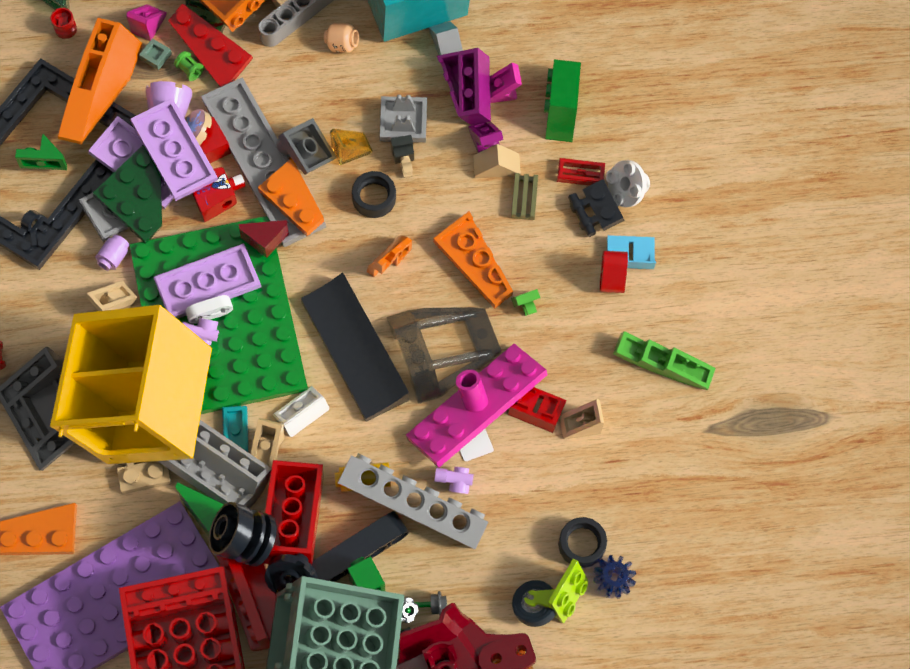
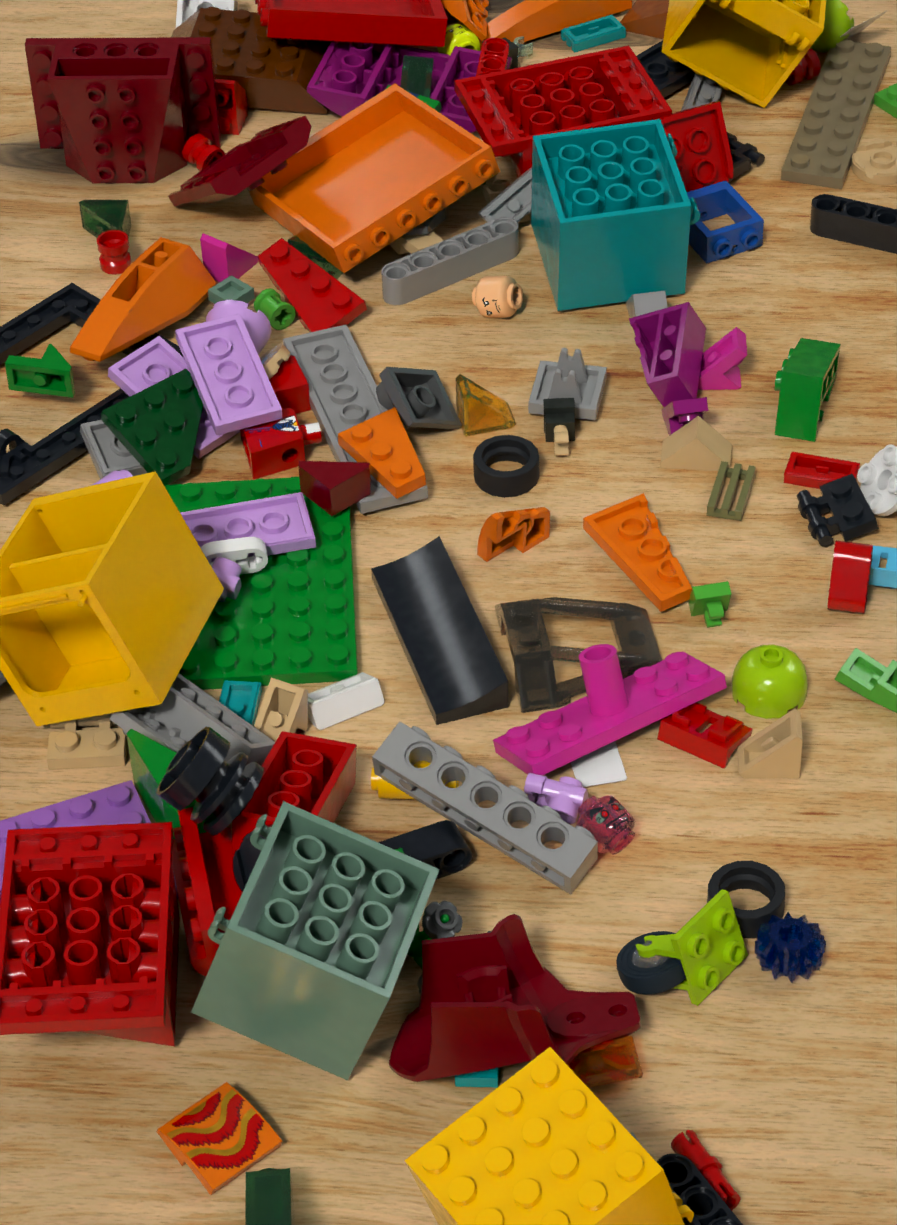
camera: 15 degrees right, 25 degrees down
(488, 496) = (607, 822): none -> clear pink head
(572, 362) = (769, 681): none -> lime cylinder

